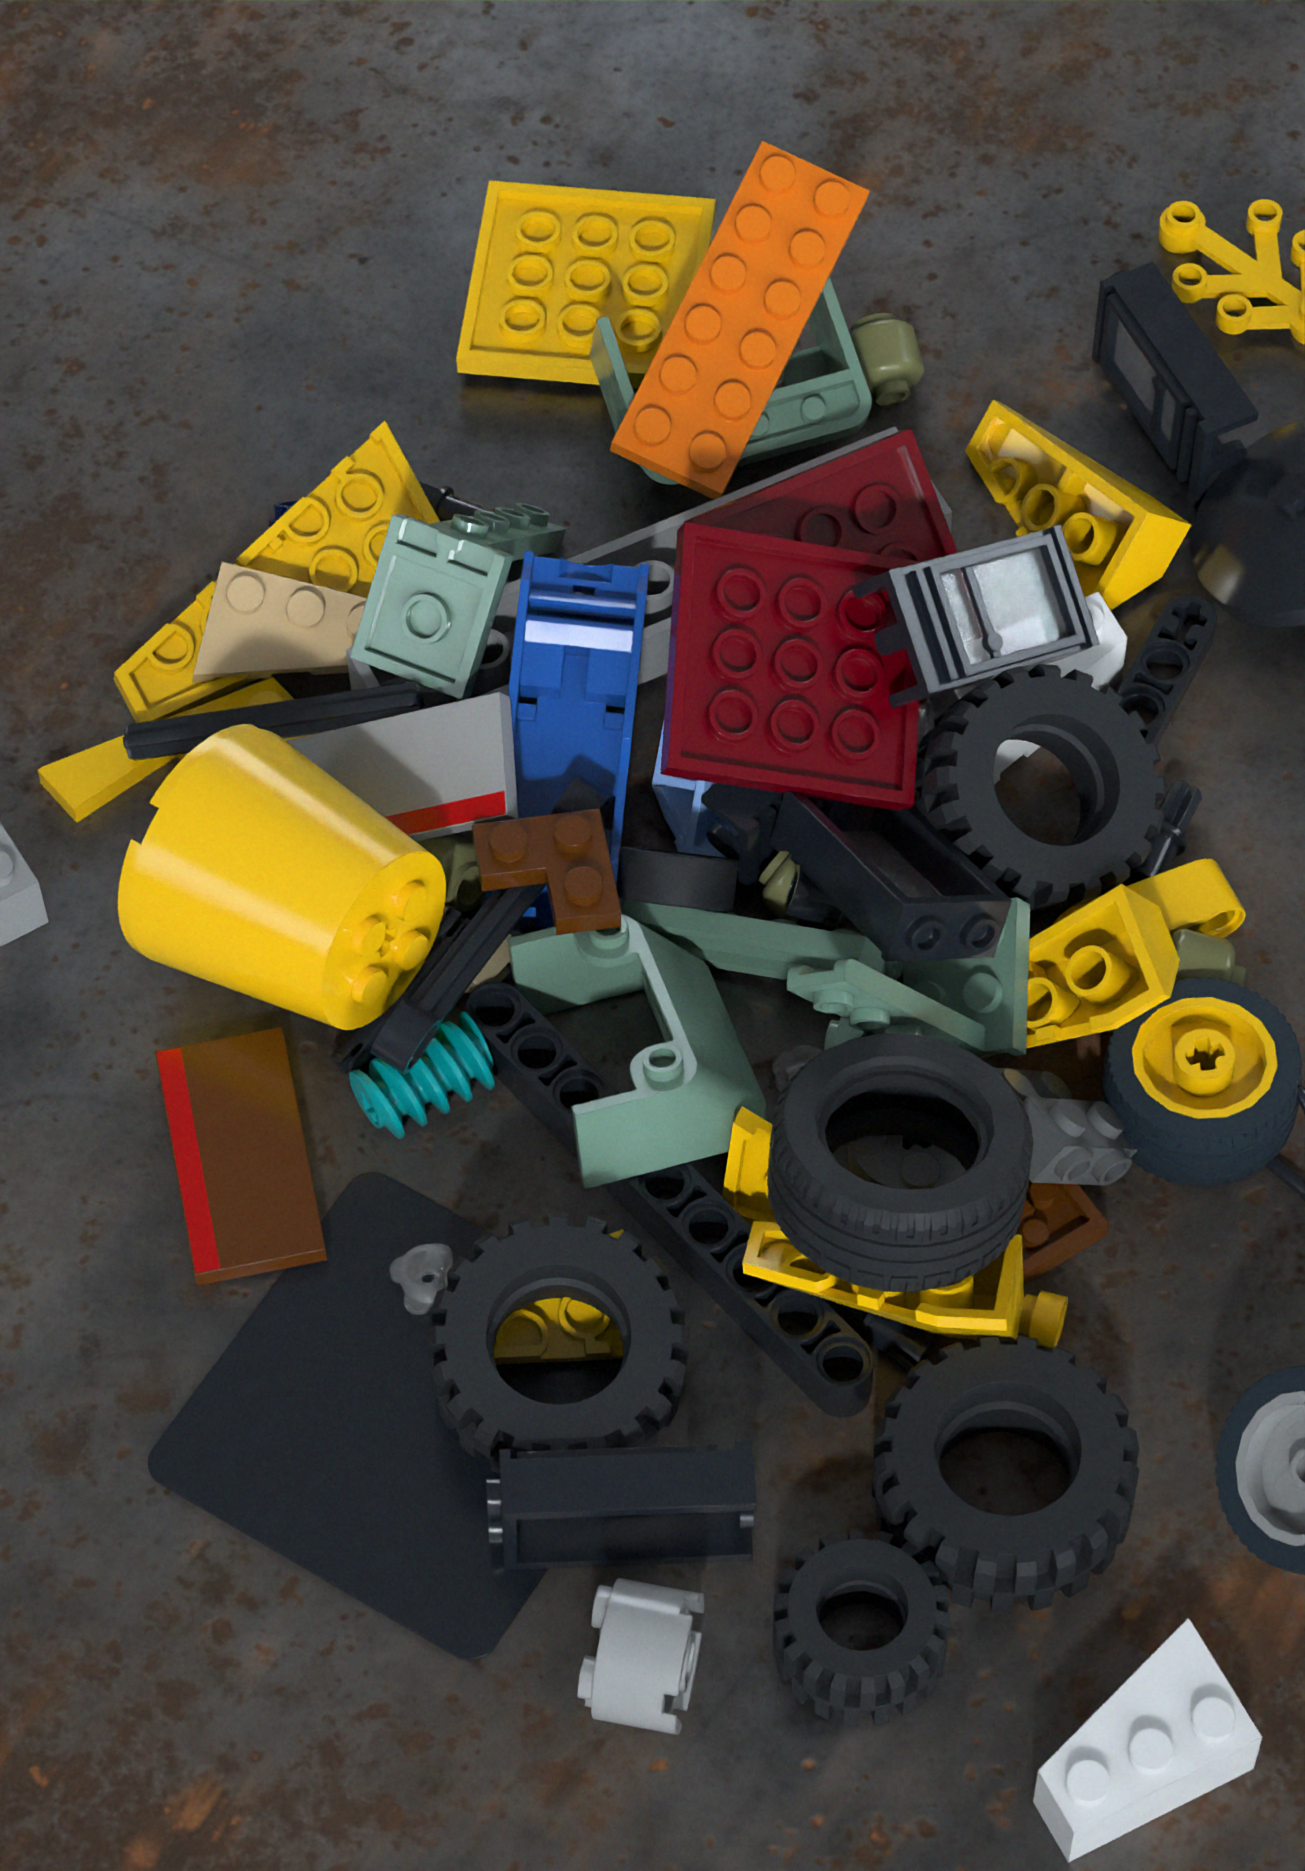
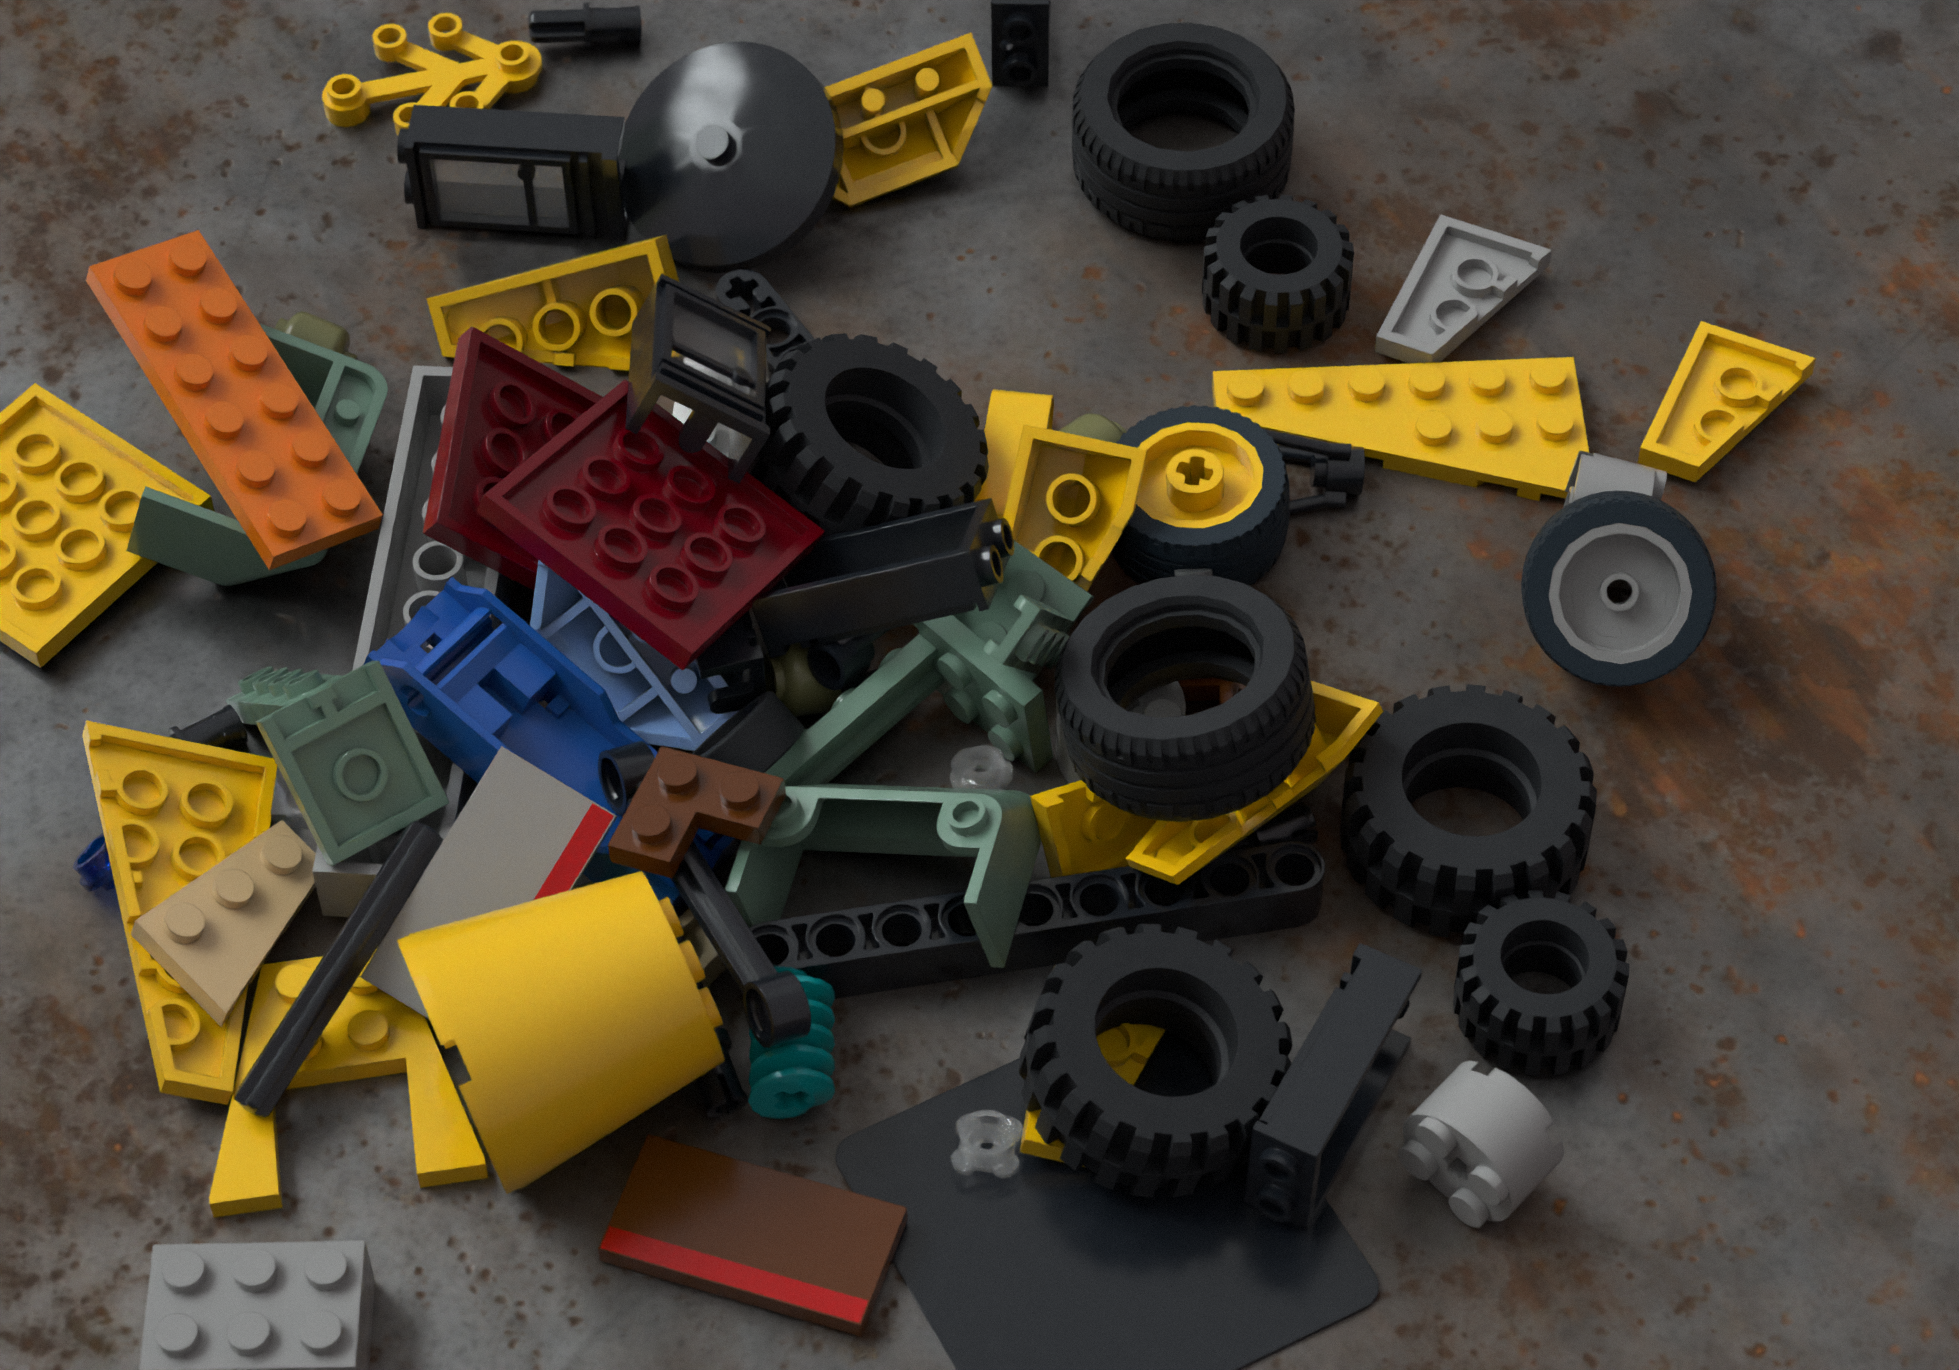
camera: 60 degrees left, 5 degrees down
(1147, 1748) = (1763, 844): white wedge -> none

